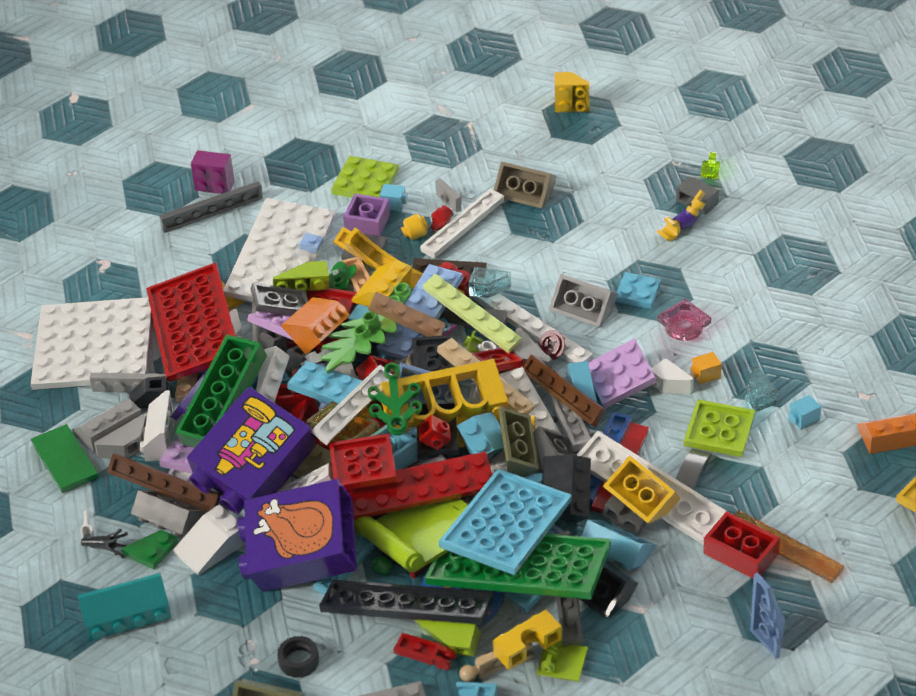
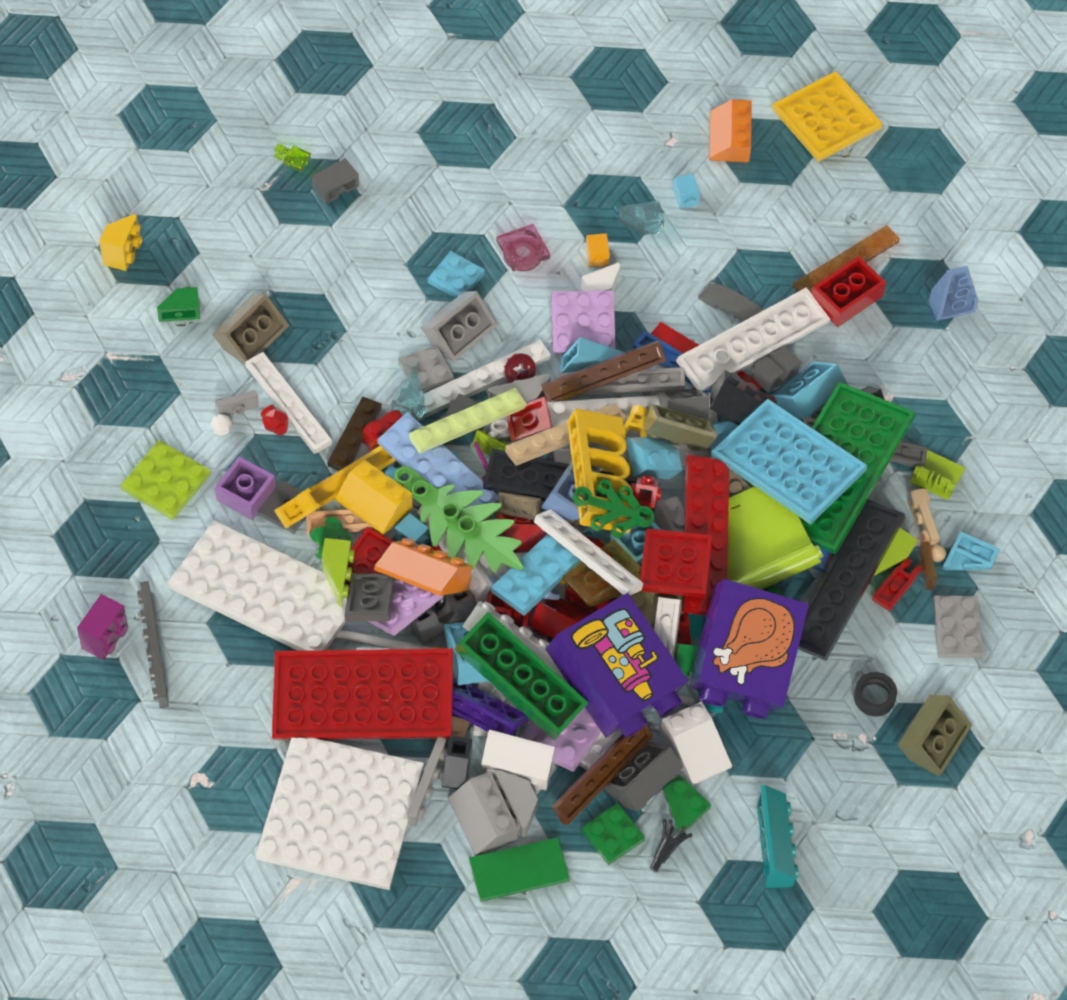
camera: 80 degrees left, 15 degrees up
(86, 528) = (635, 860): white hand -> none
(110, 509) = (613, 834): none -> green plate
(311, 243) = (272, 551): light blue plate -> none
(396, 196) = (218, 457): medium azure brick -> none
(406, 315) = (459, 477): medium nougat plate -> none
(414, 227) = (278, 448): yellow head -> none
(427, 194) = (221, 424): none -> white tile
(449, 668) = (927, 563): none -> clear orange tile
(530, 143) = (180, 305): none -> green slope
(531, 294) = (429, 366): none -> light grey plate
(541, 629) = (933, 502): yellow arch -> none
(641, 490) = (772, 343): yellow slope -> none
(682, 220) = (370, 204): yellow piece -> none
(719, 428) = (682, 265): lime plate -> none

